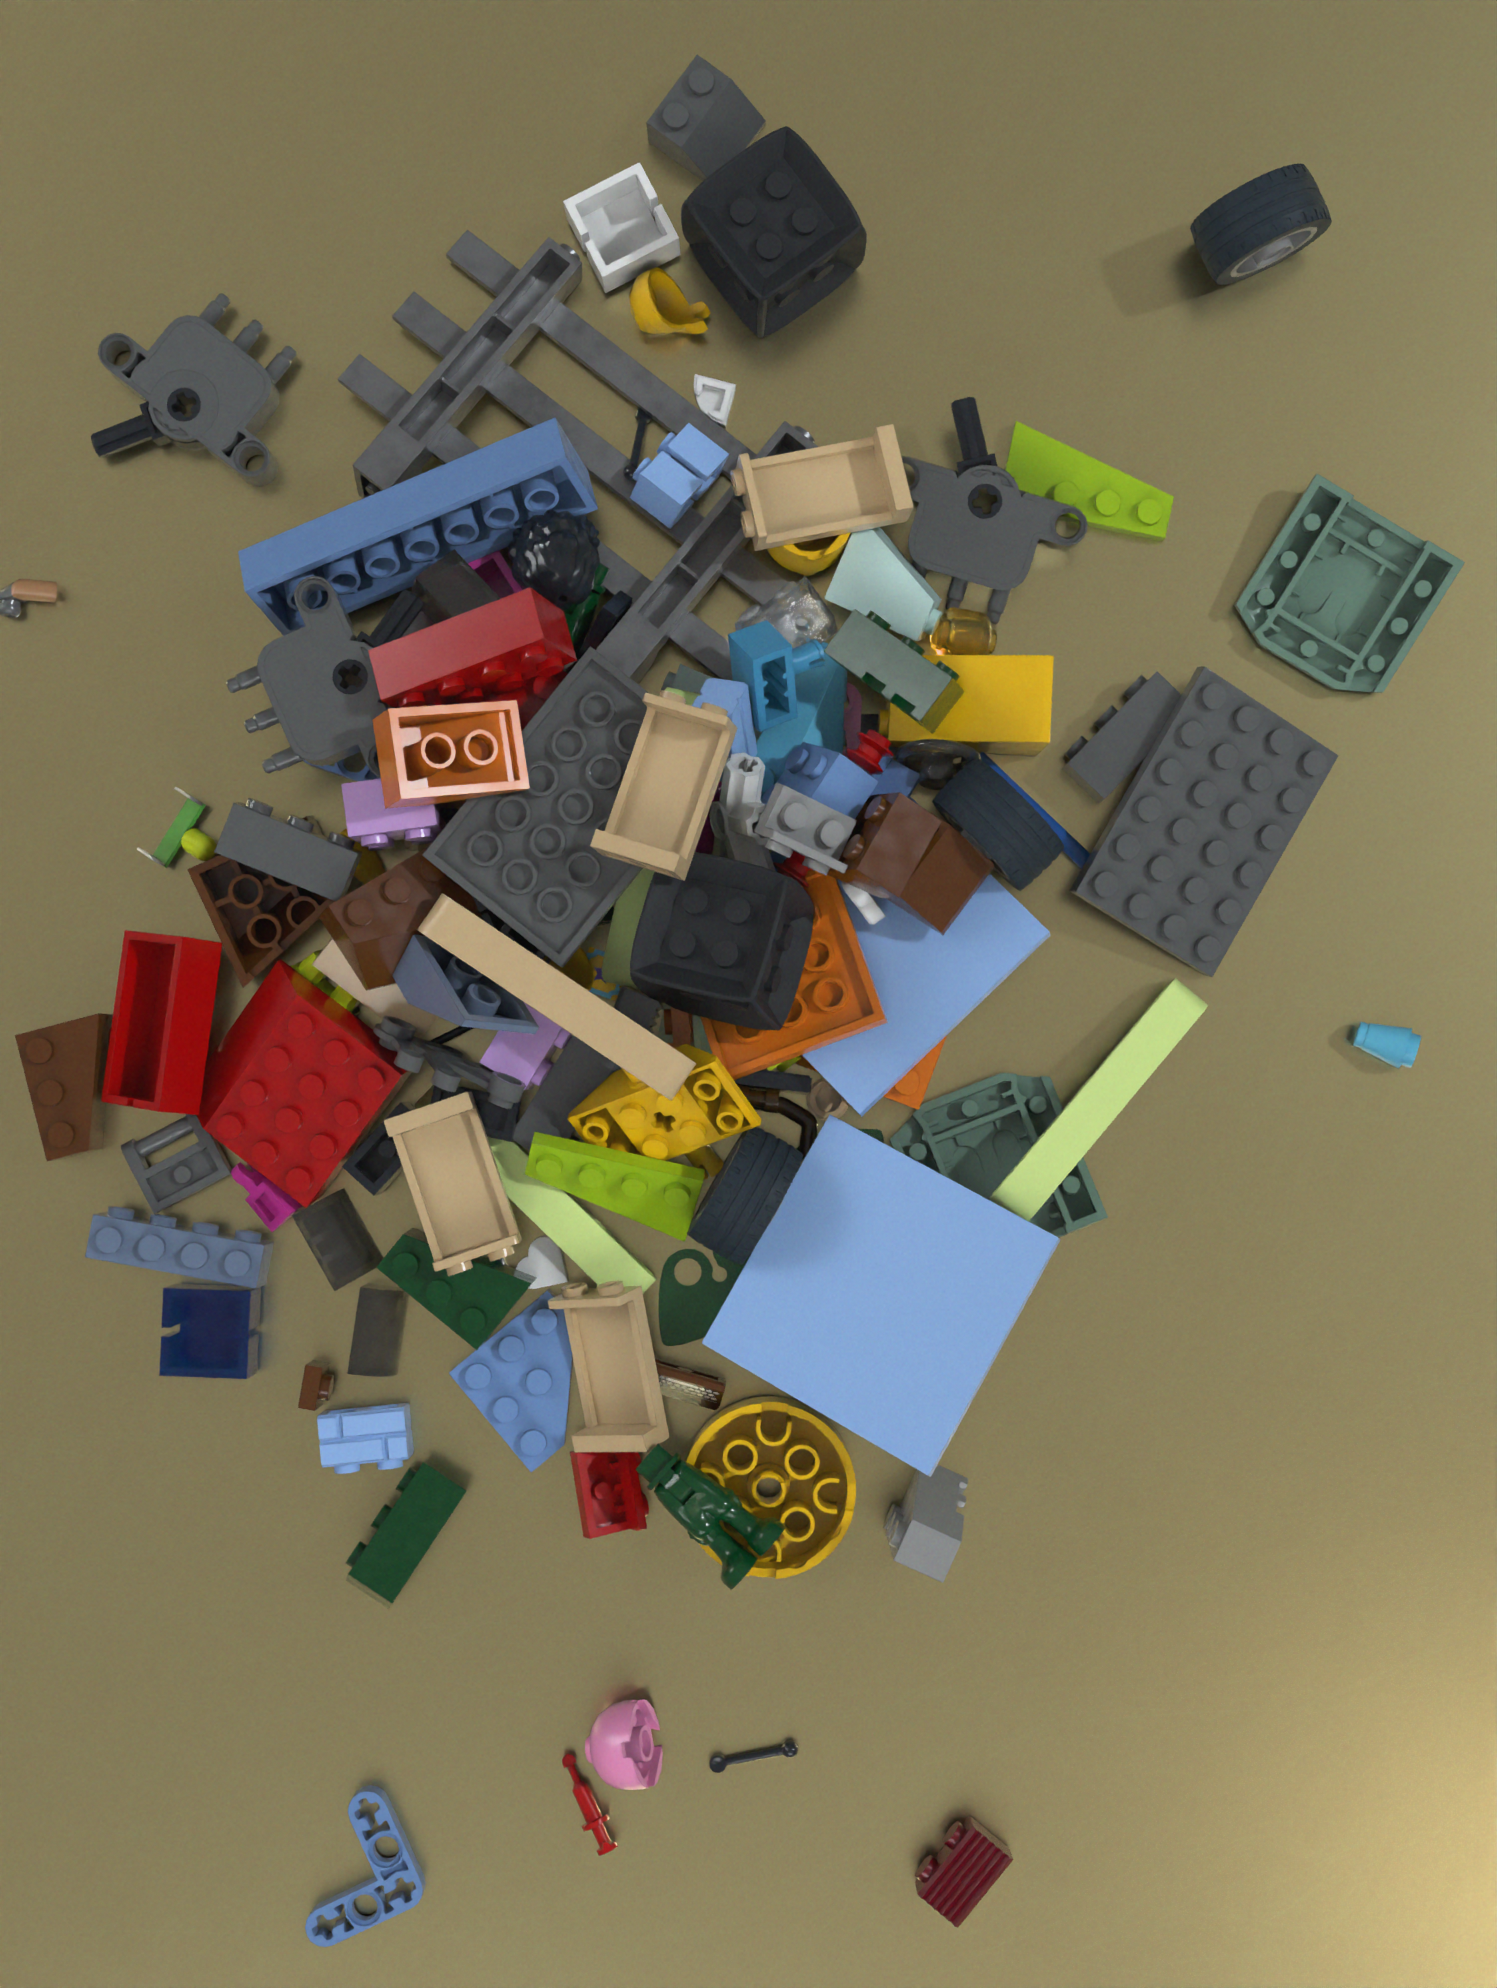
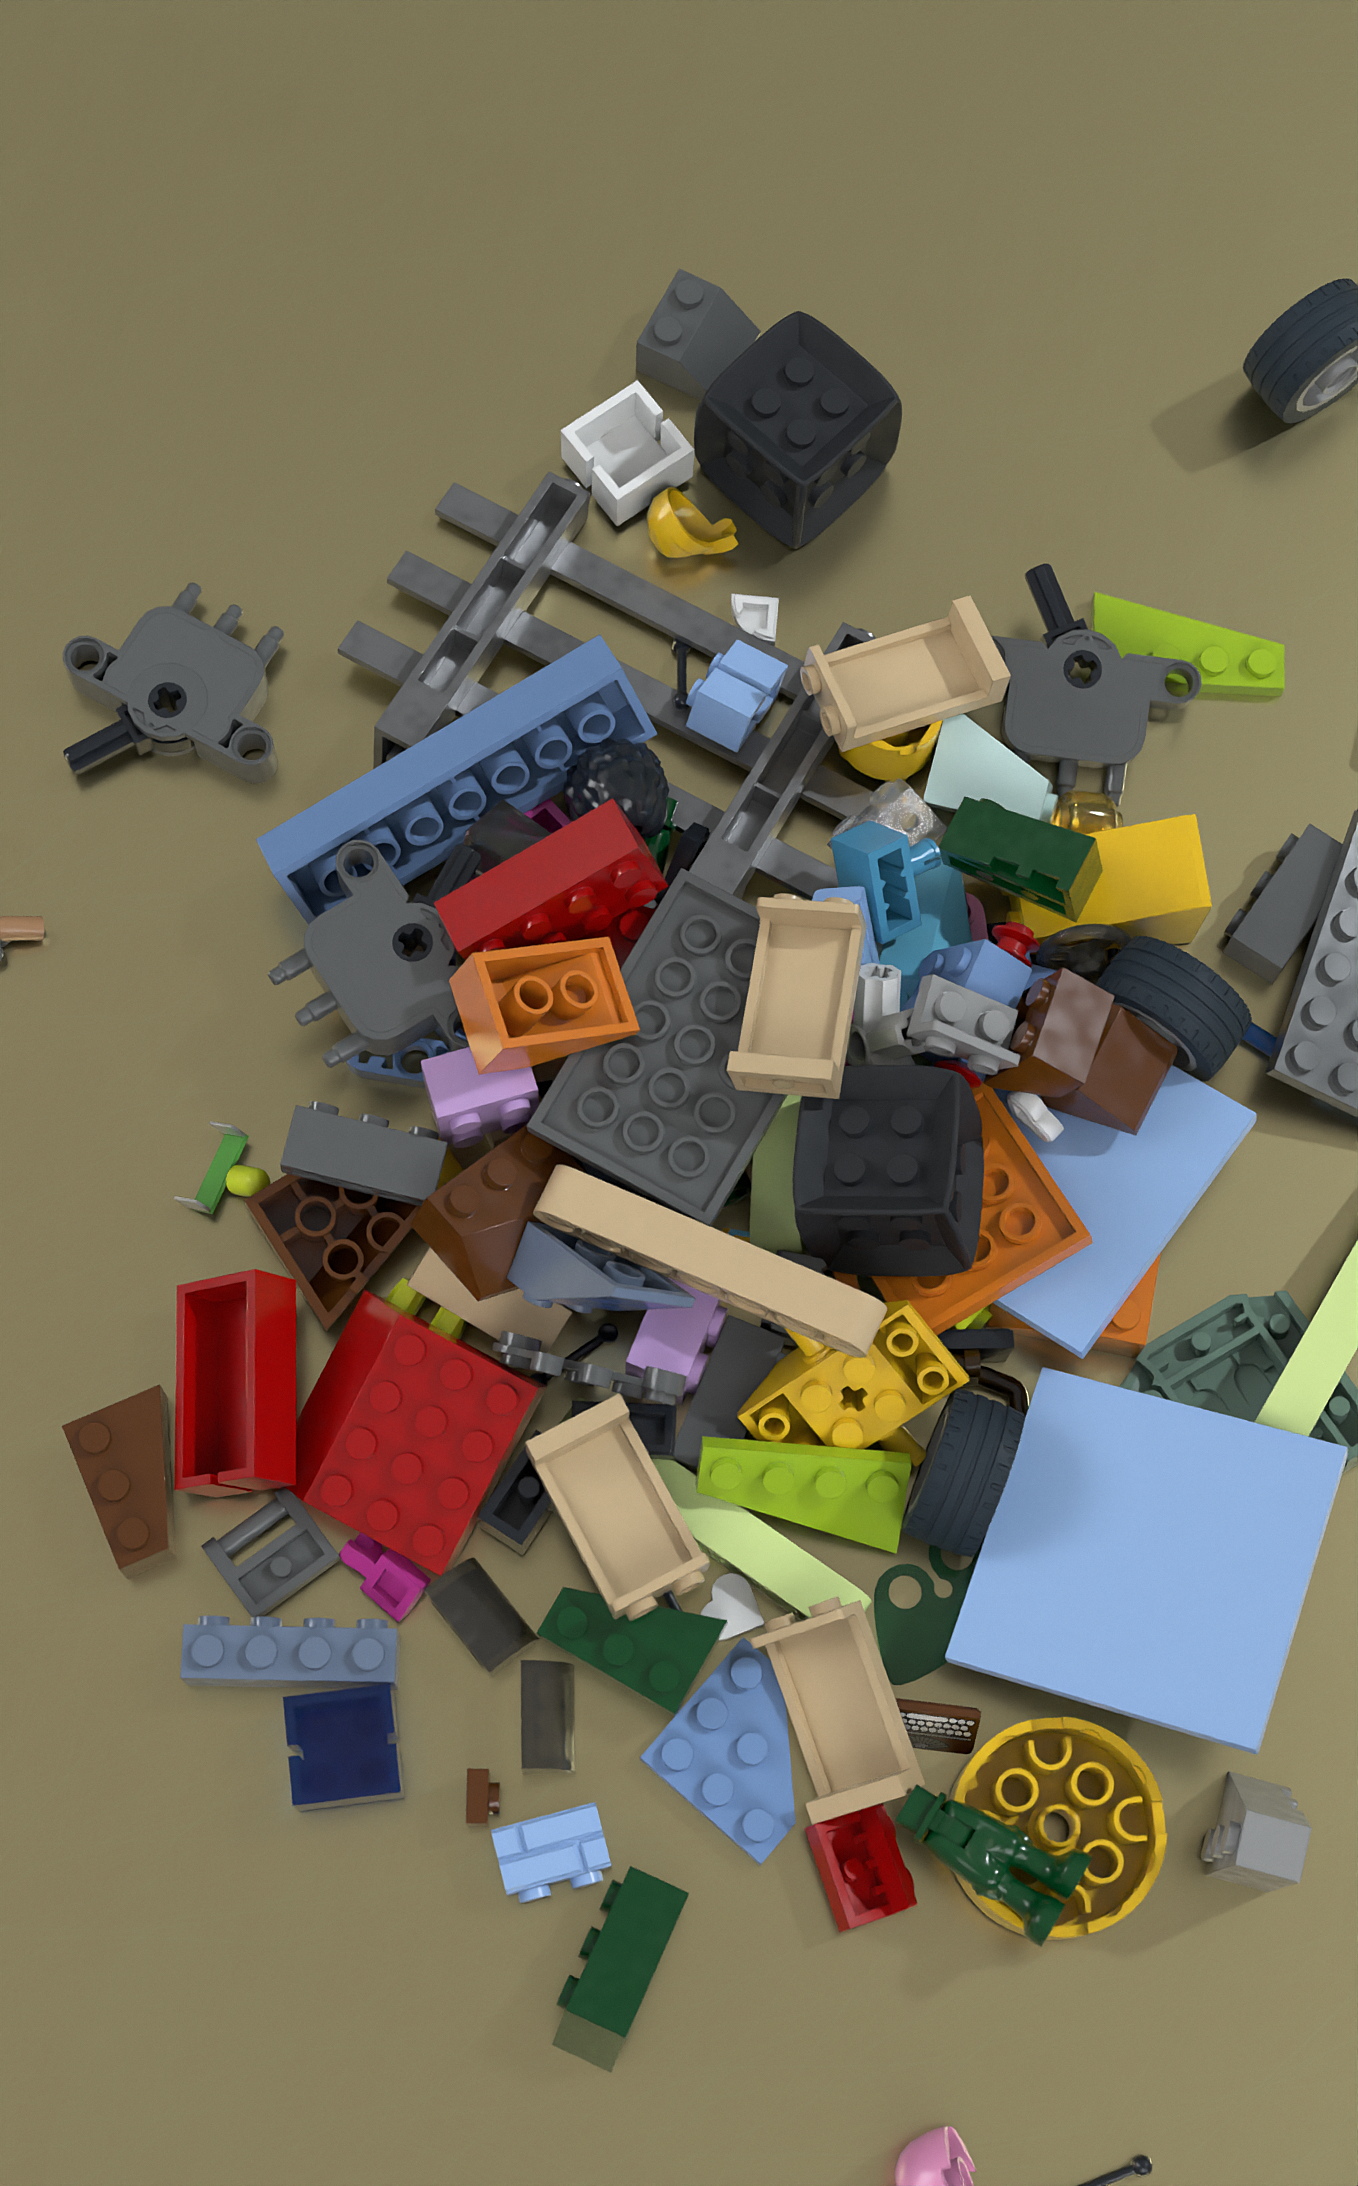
camera: 15 degrees left, 15 degrees down
(825, 1100) = (1029, 1357): tan tile -> none

